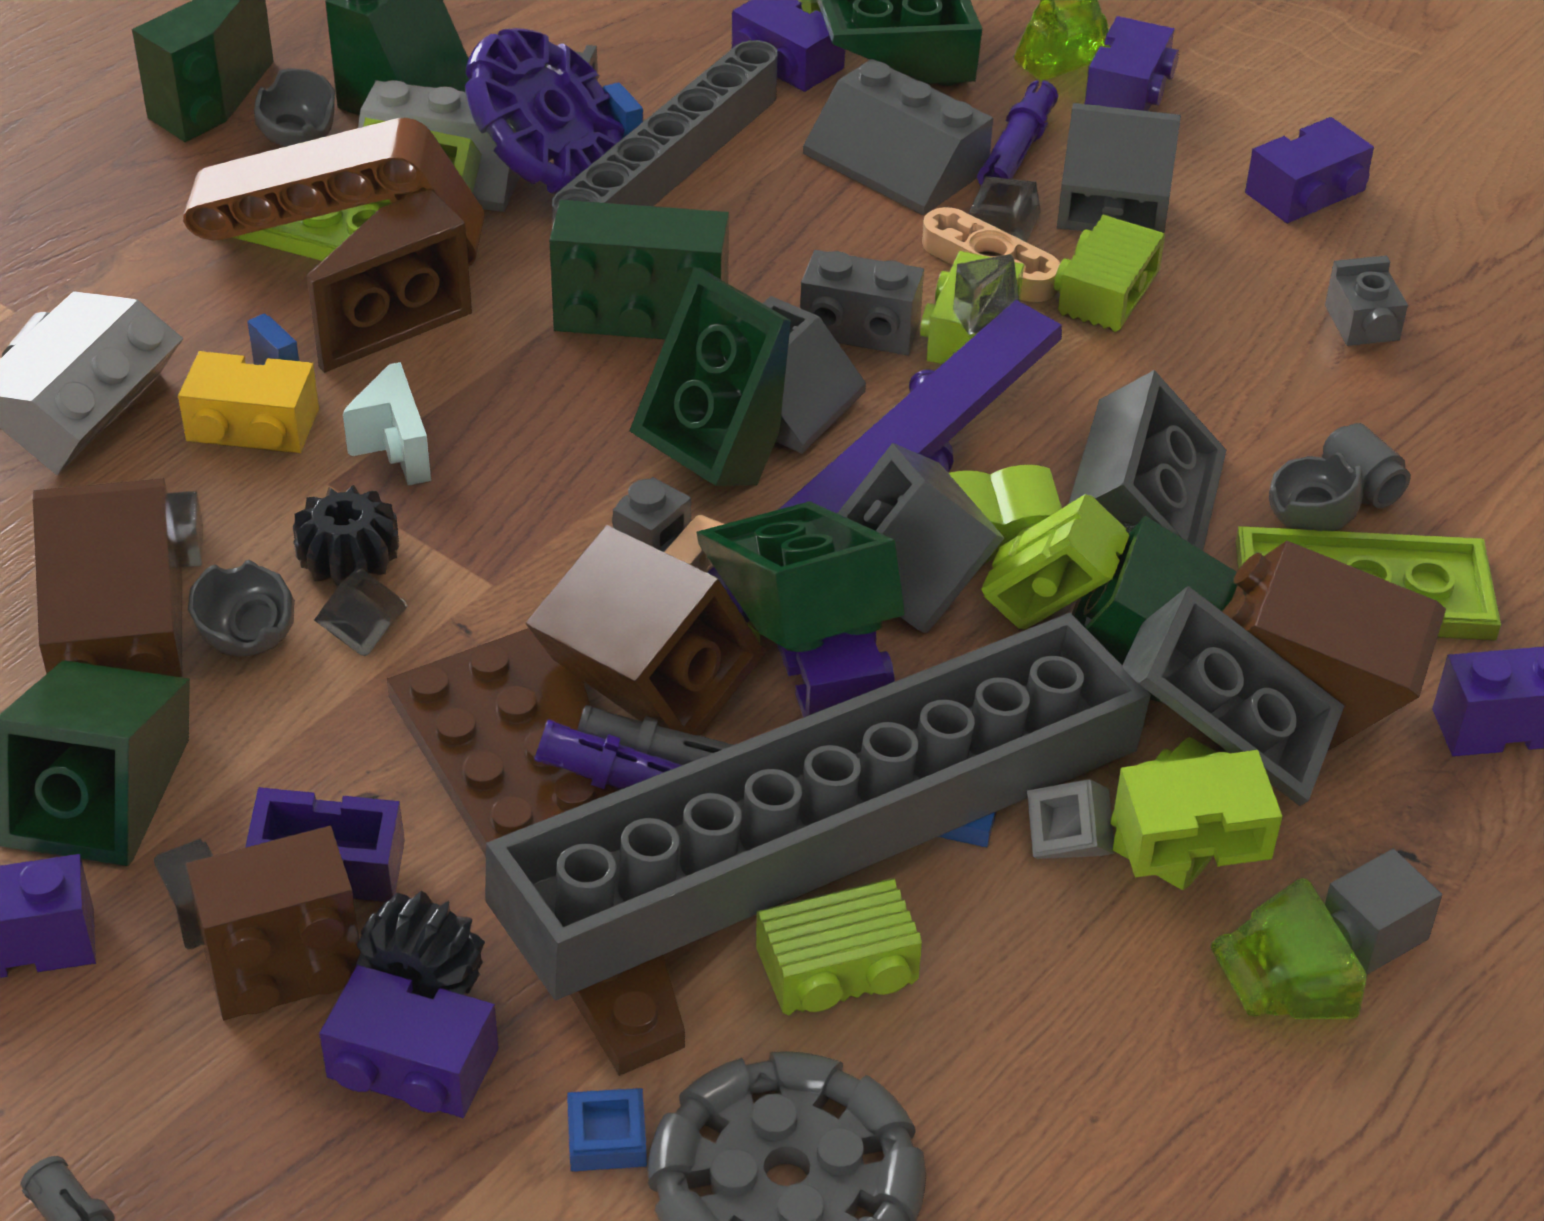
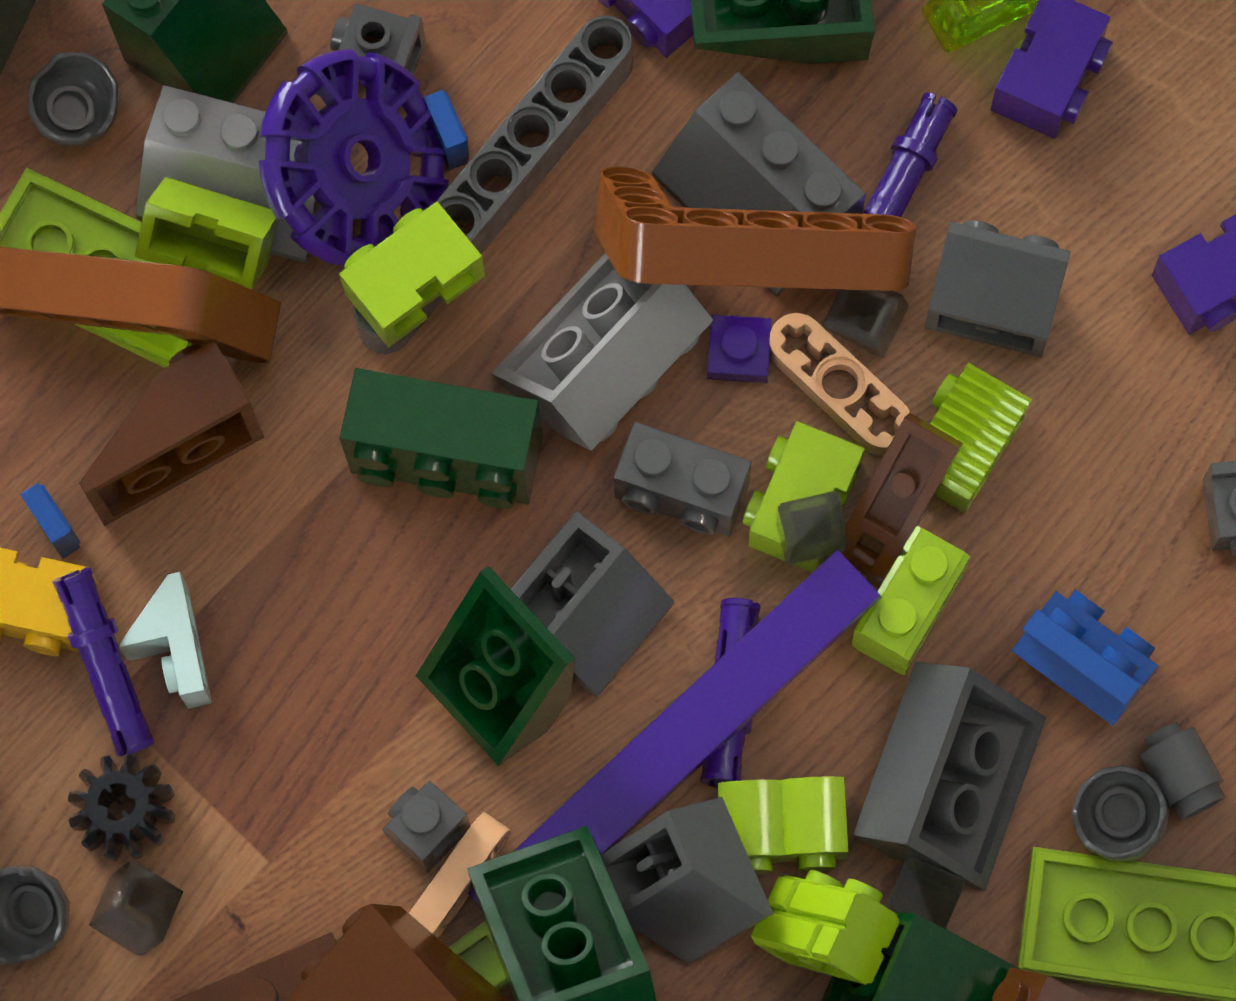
camera: 10 degrees right, 30 degrees up
(320, 404) = (100, 652): none -> dark purple pin
(606, 160) = (409, 270): none -> lime brick
(790, 224) = (602, 351): none -> light grey slope
(895, 130) = (745, 248): none -> dark orange beam
(897, 237) = (739, 348): none -> dark purple plate
(1066, 281) = (898, 495): none -> reddish brown plate
(1084, 366) = (911, 600): none -> lime brick
(1256, 383) = (1086, 656): none -> blue brick

